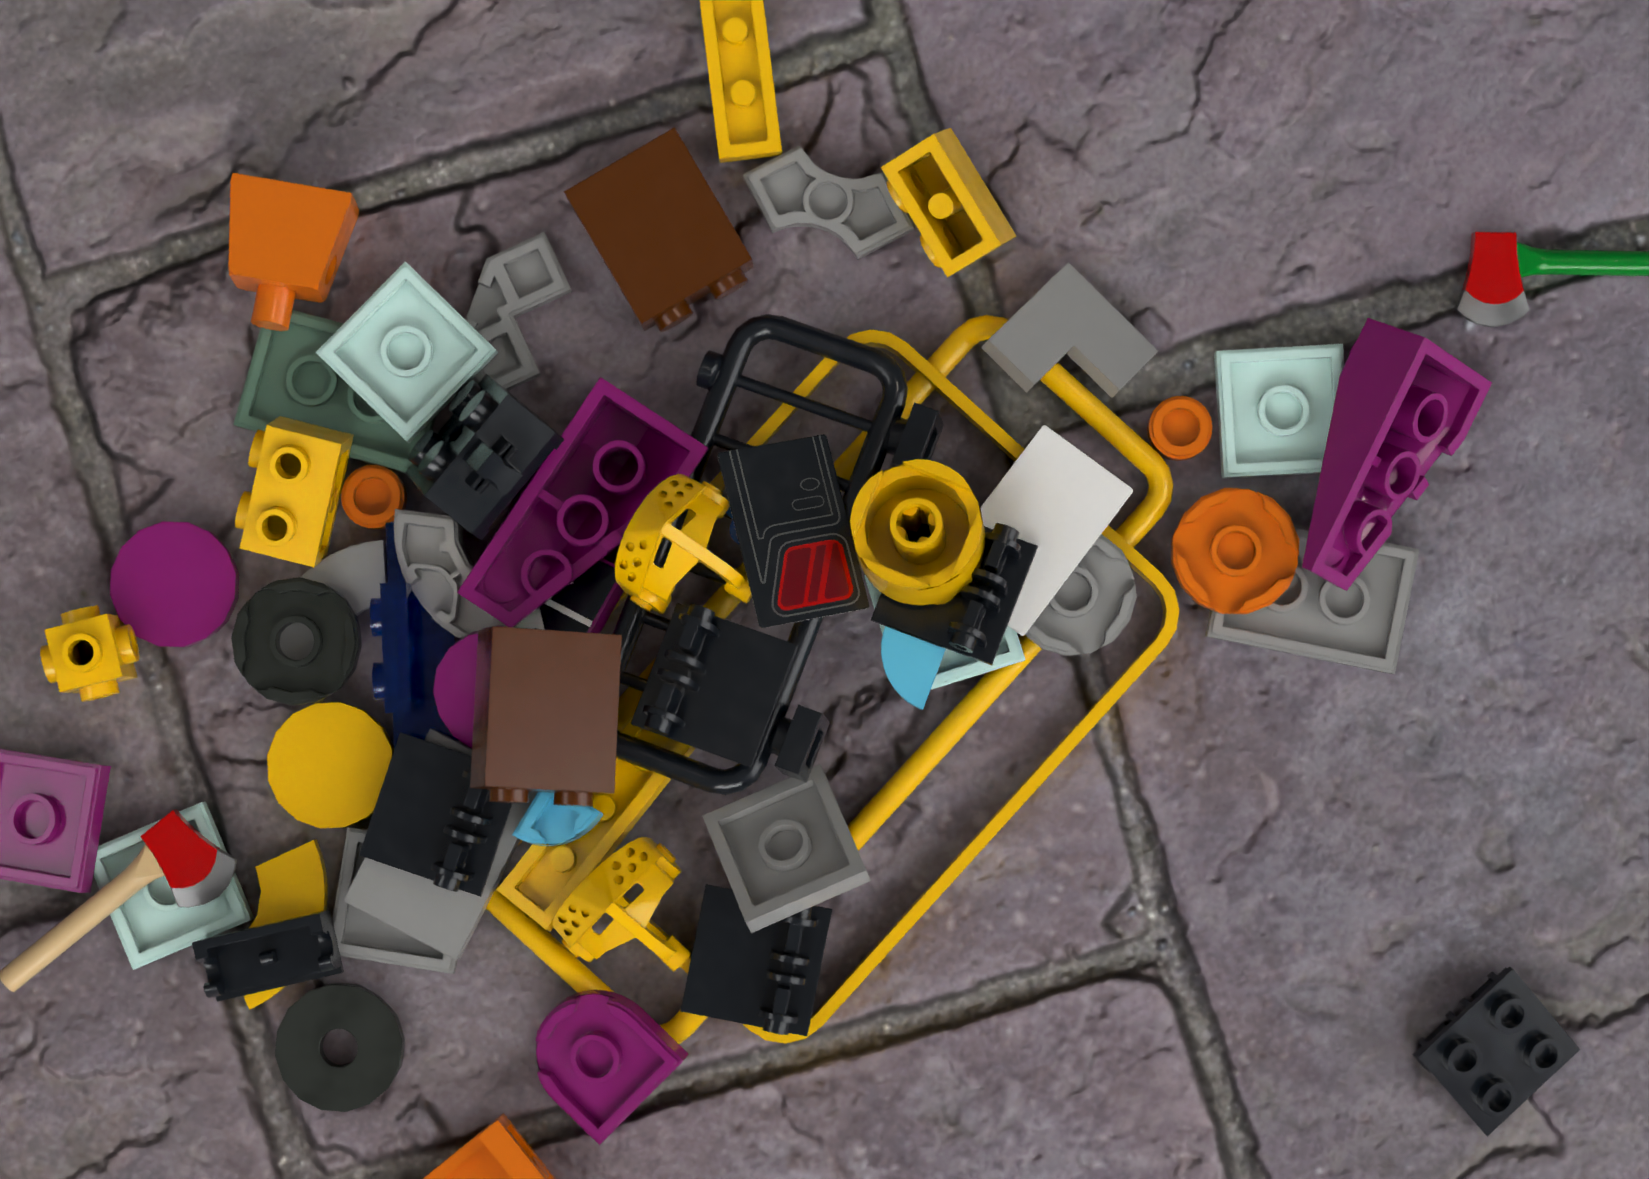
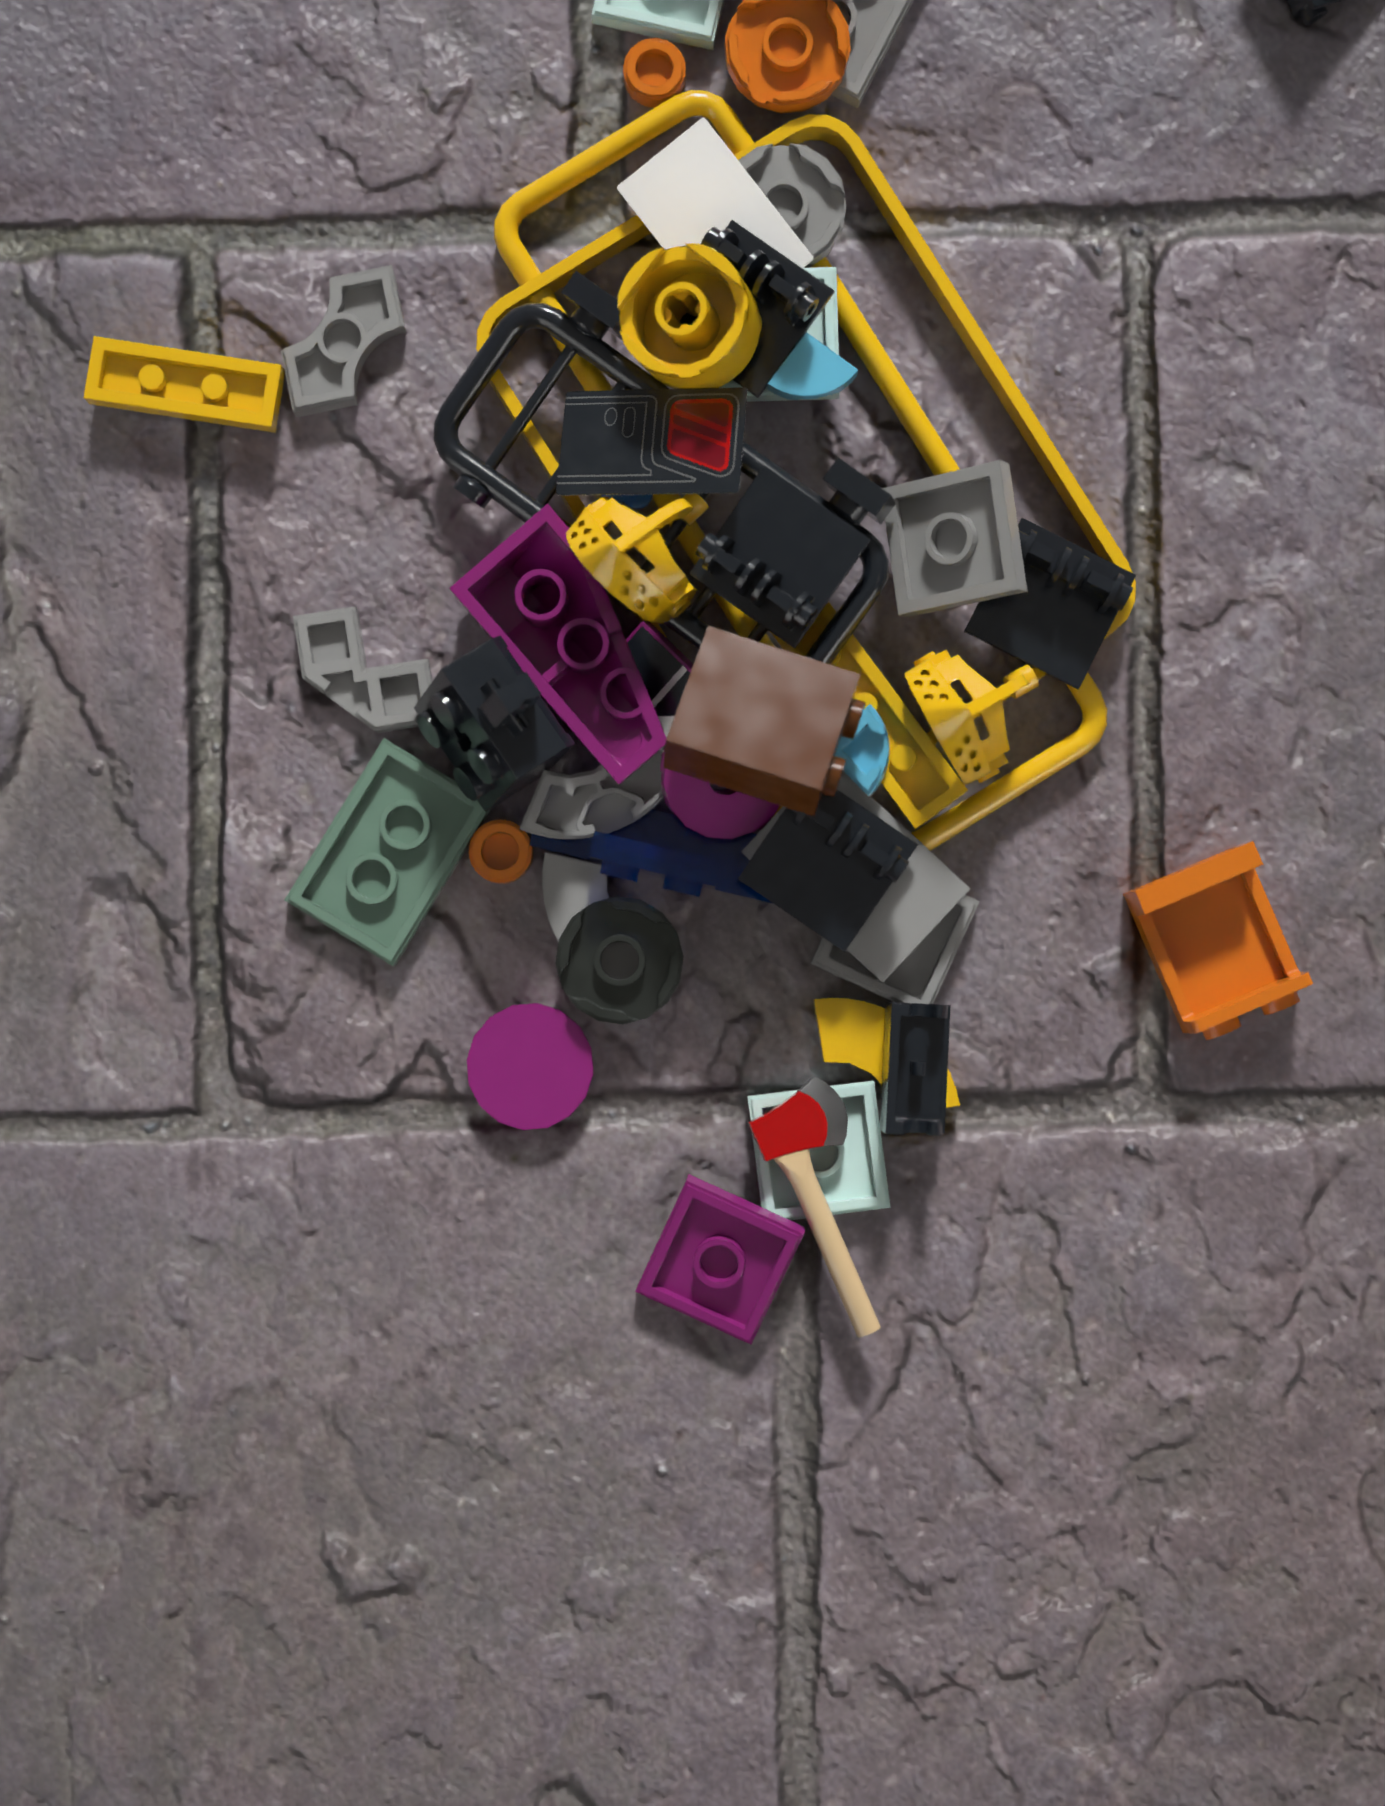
camera: 80 degrees left, 0 degrees up
(112, 660) = (578, 1136): yellow brick -> none
(286, 243) = (231, 863): orange torso -> none
(293, 490) = (474, 921): yellow brick -> none
(302, 1055) = (1055, 1039): pearl dark grey tile -> none
(329, 764) = (747, 963): yellow tile -> none
(407, 352) = (370, 776): light aqua tile -> none
(602, 1058) = (1101, 779): magenta tile -> none
(661, 231) = (325, 502): reddish brown brick -> none
(947, 202) = (377, 218): yellow brick -> none
(1074, 321) = (524, 143): light grey tile -> none

